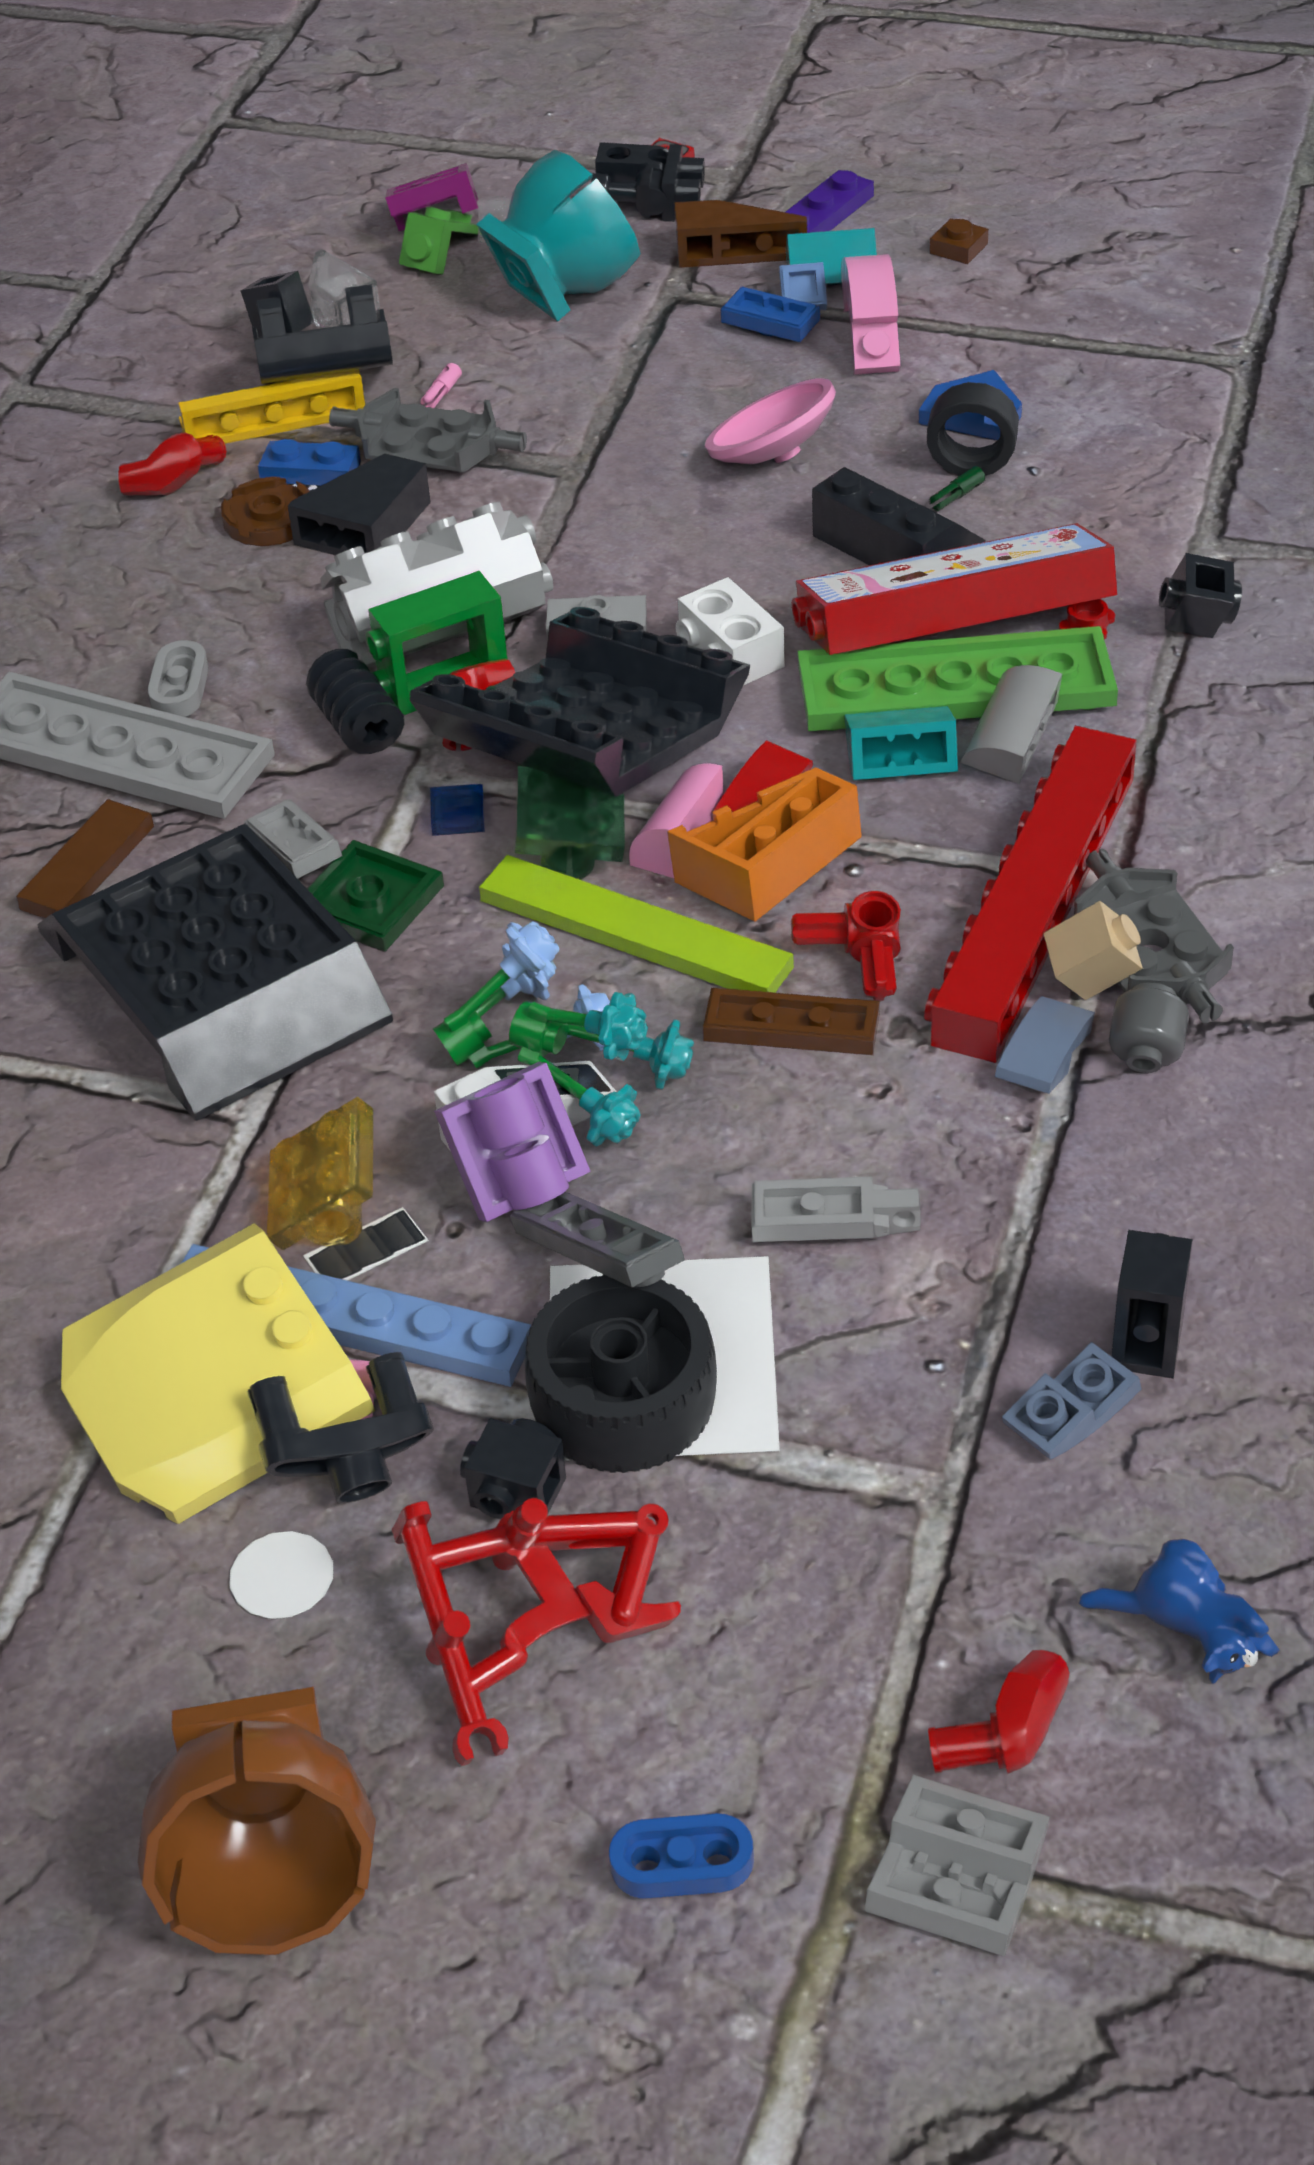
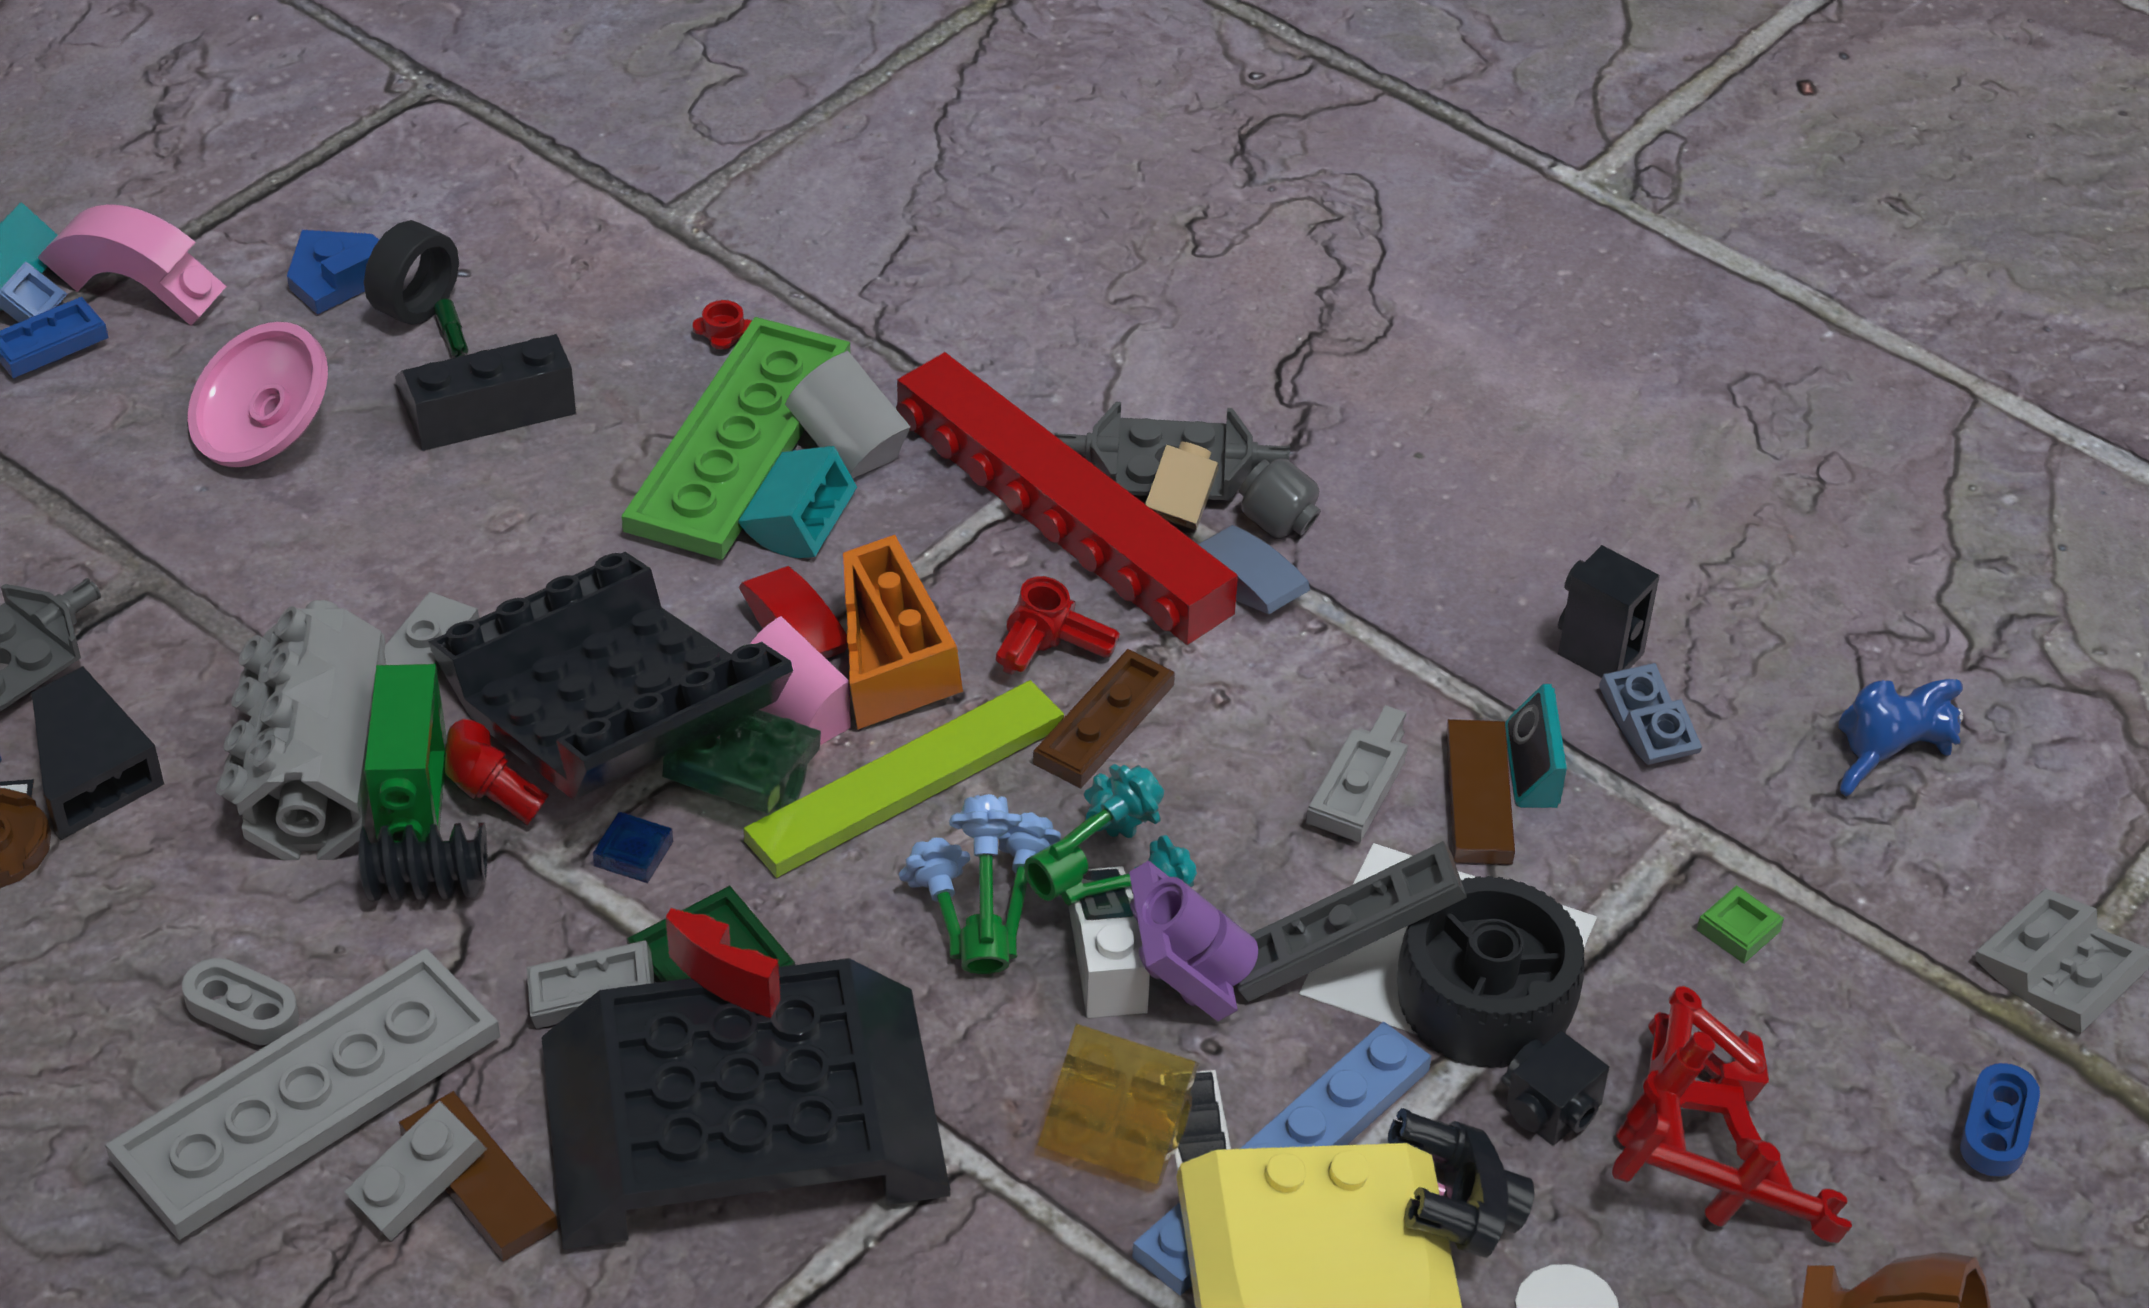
camera: 70 degrees left, 0 degrees up
(62, 822) = (415, 1170): none -> light grey plate
(288, 861) = (737, 975): none -> red slope
(732, 621) = (541, 546): white brick -> none
(832, 1563) = (1740, 924): none -> bright green tile
(876, 1305) = (1480, 792): none -> reddish brown tile
(955, 588) = (633, 380): red brick -> none
(956, 1331) = (1536, 751): none -> slope
(959, 240) = (55, 170): reddish brown plate -> none
(1018, 1725) = (1959, 866): red arm -> none
(1200, 595) = (775, 240): black brick -> none

